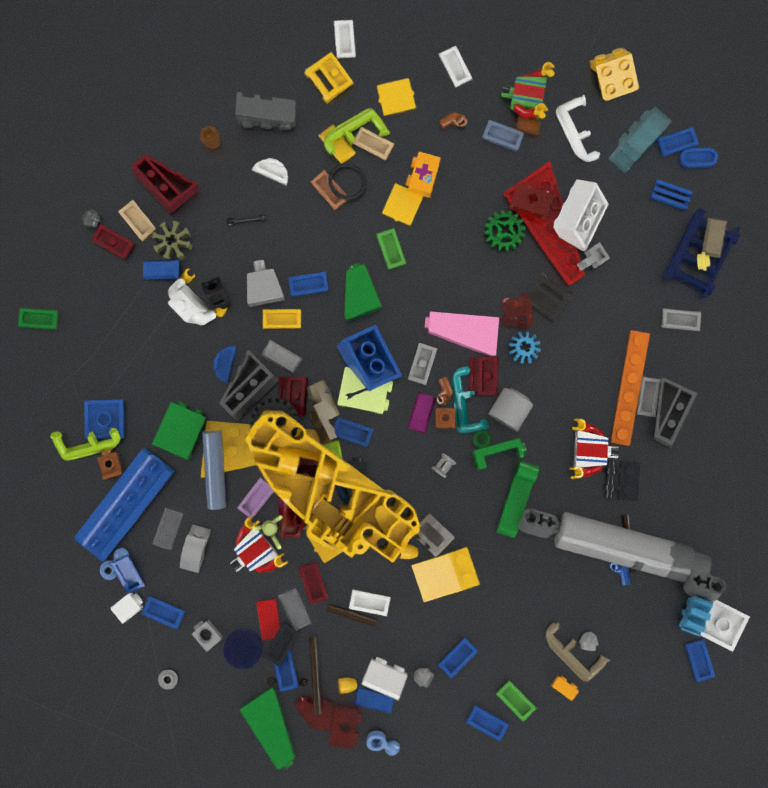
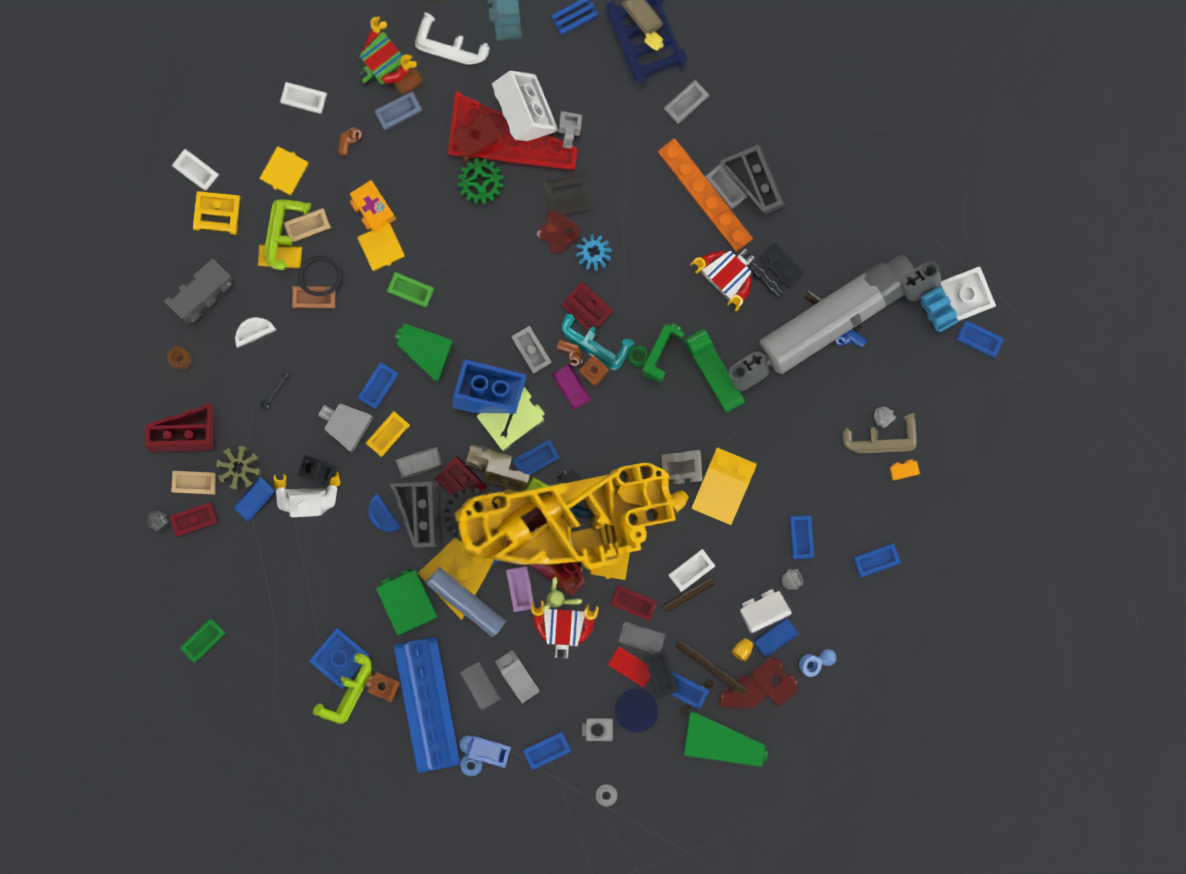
camera: 50 degrees left, 0 degrees up
(127, 607) = (516, 776): white brick -> none
(443, 465) = (632, 407): light grey bush -> none
(469, 331) = (537, 287): bright pink slope -> none
(511, 408) = (634, 309): light grey piece -> none
(516, 700) = (879, 520): bright green tile -> none

